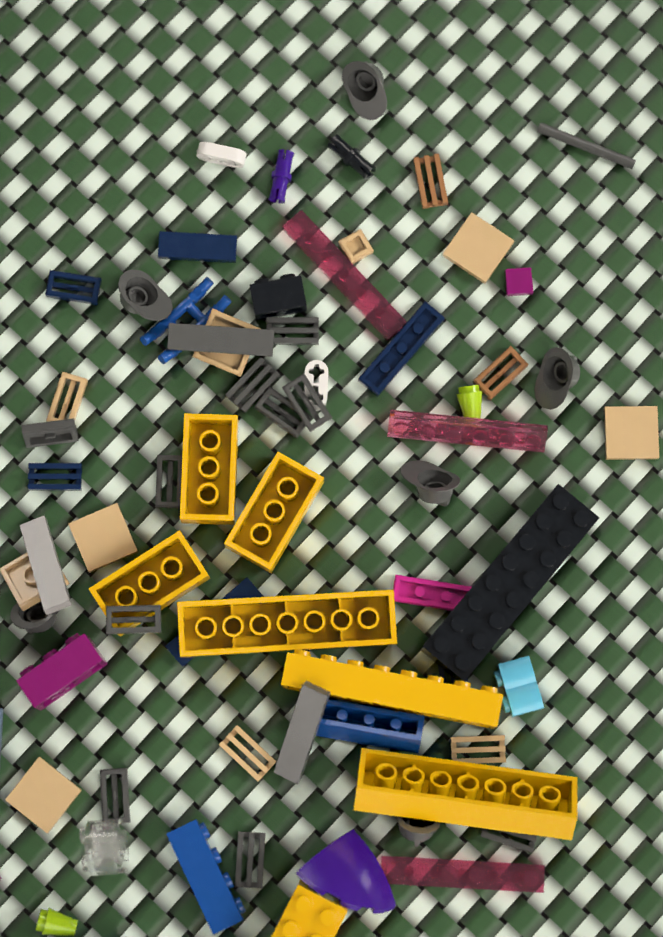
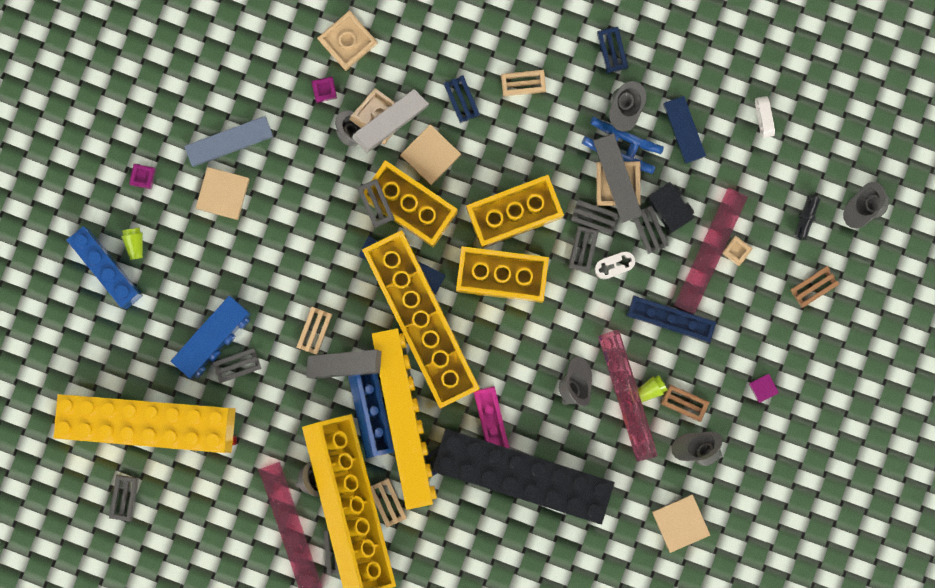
camera: 70 degrees right, 5 degrees up
(50, 433) = (492, 81): dark grey tile -> none
(61, 671) = (316, 166): magenta brick -> none
(104, 847) = (201, 254): clear brick -> none
(125, 788) = (263, 245): dark grey tile -> none
(168, 504) = (488, 179): dark grey tile -> none
(281, 176) = (768, 170): dark purple pin -> none
(319, 421) = (607, 249): dark grey tile -> none
(351, 874) = (253, 444): dark purple brick -> none
(478, 248) = (777, 345): tan tile -> none
(519, 686) = (447, 515): medium azure brick -> none
(586, 145) = (896, 397): dark grey bar -> none

